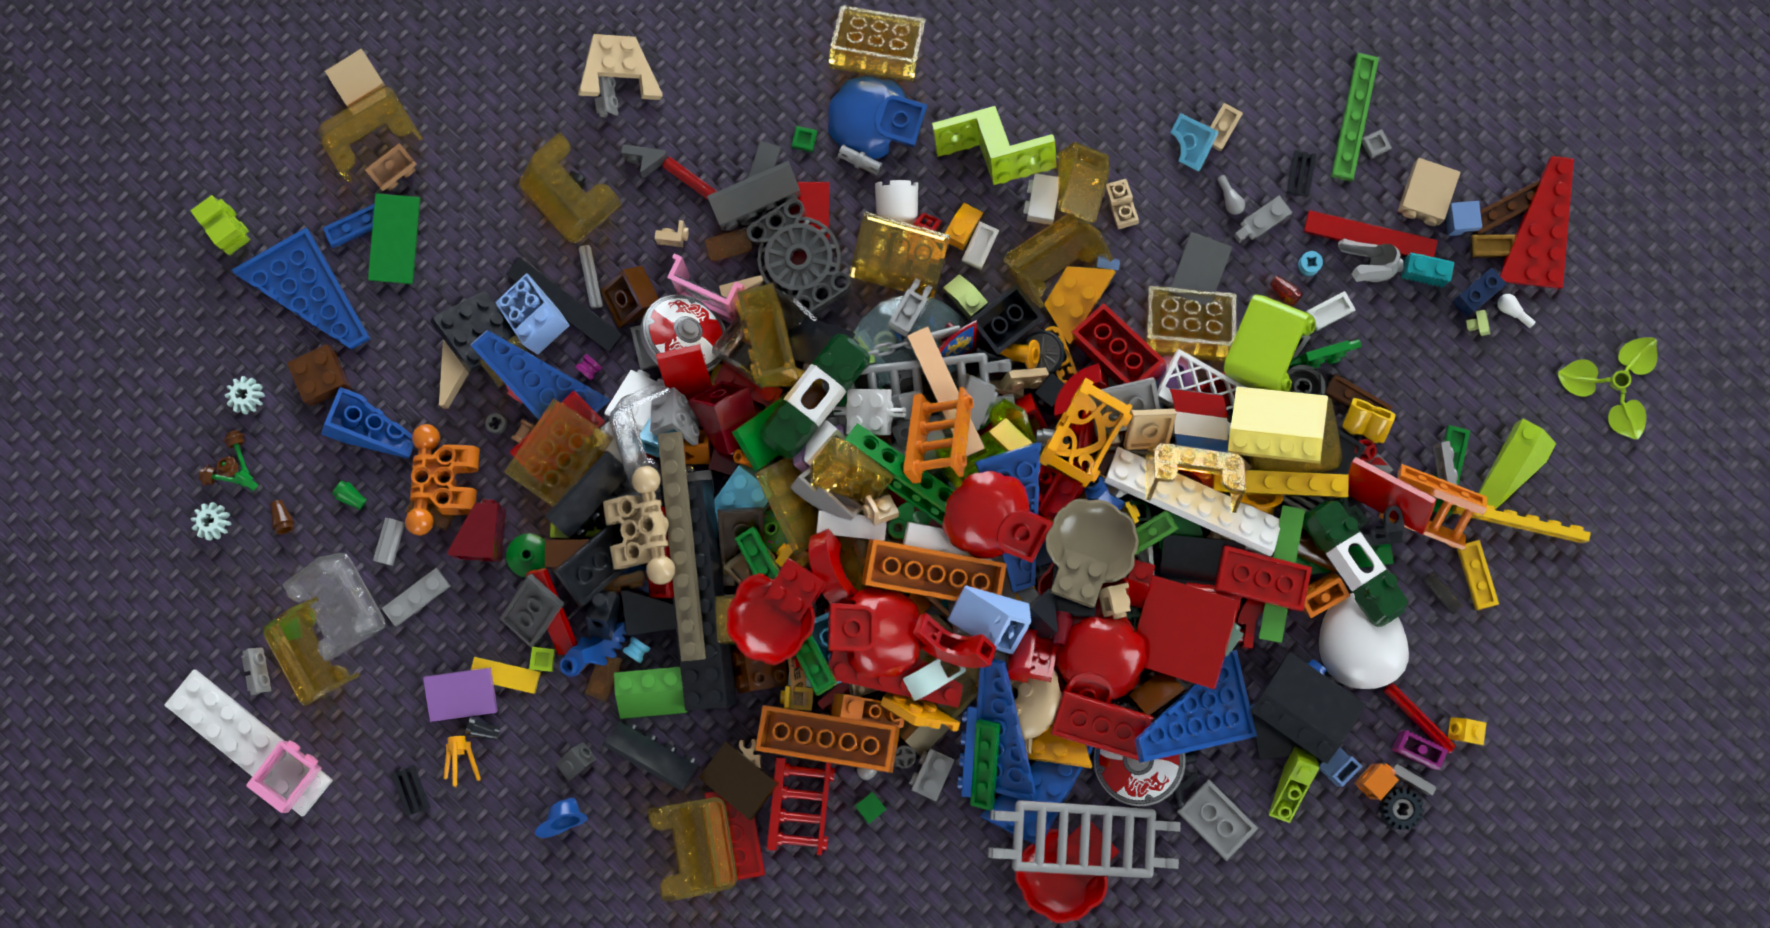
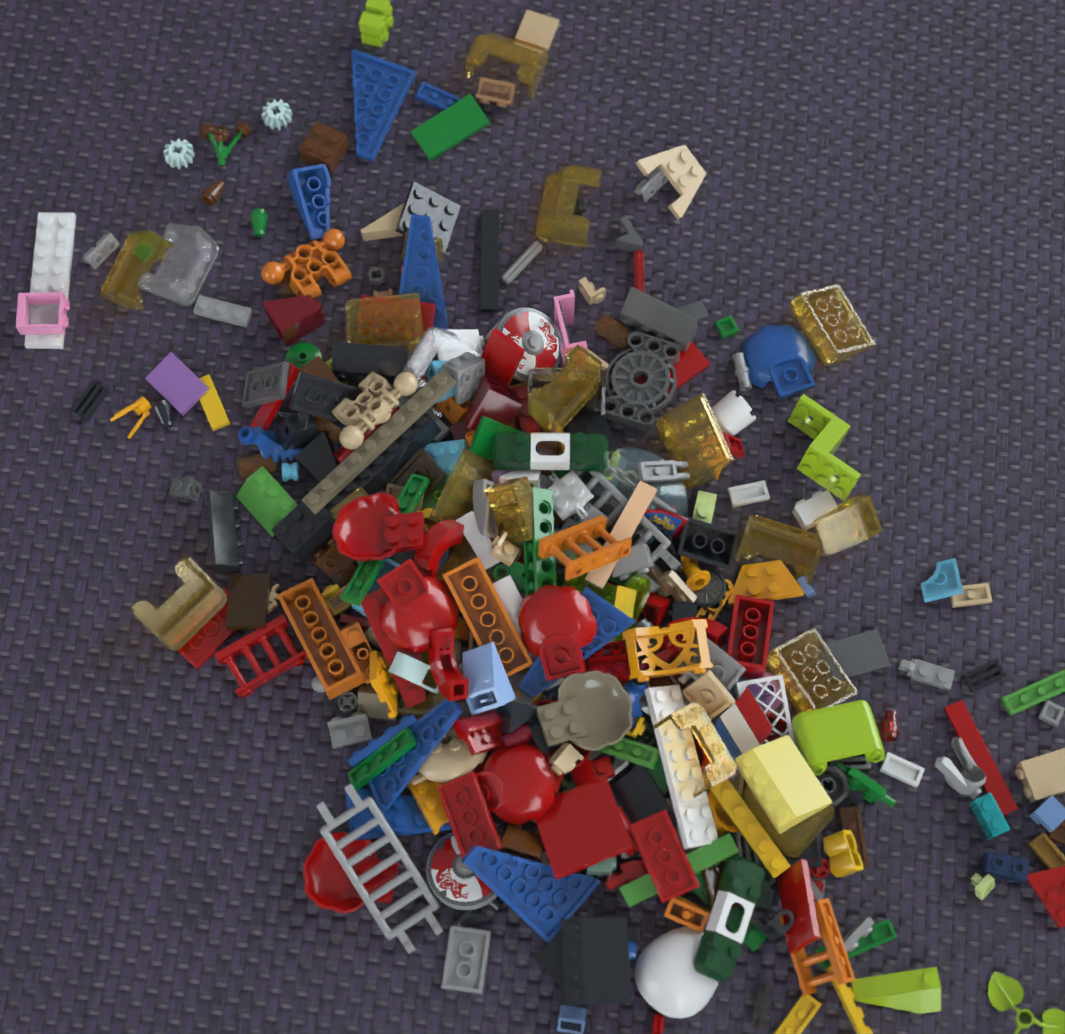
camera: 50 degrees right, 10 degrees down
(389, 541) = (246, 267): light grey axle -> none
(531, 314) = (466, 244): light blue slope -> none
(542, 659) = (239, 417): lime plate -> none
(560, 818) = (138, 506): blue piece -> none
(588, 367) = (459, 304): magenta wheel -> none
(629, 295) = (529, 292): reddish brown slope -> none
(870, 807) = (295, 706): green tile -> none
(963, 225) = (751, 471): light orange slope -> none
(1121, 204) = (857, 567): tan slope -> none
(1234, 202) = (924, 641): light grey piece -> none
(1293, 784) = (532, 996): lime slope -> none
(1306, 267) = (921, 731): medium azure wheel -> none
(1509, 304) = (1014, 898): white piece -> none

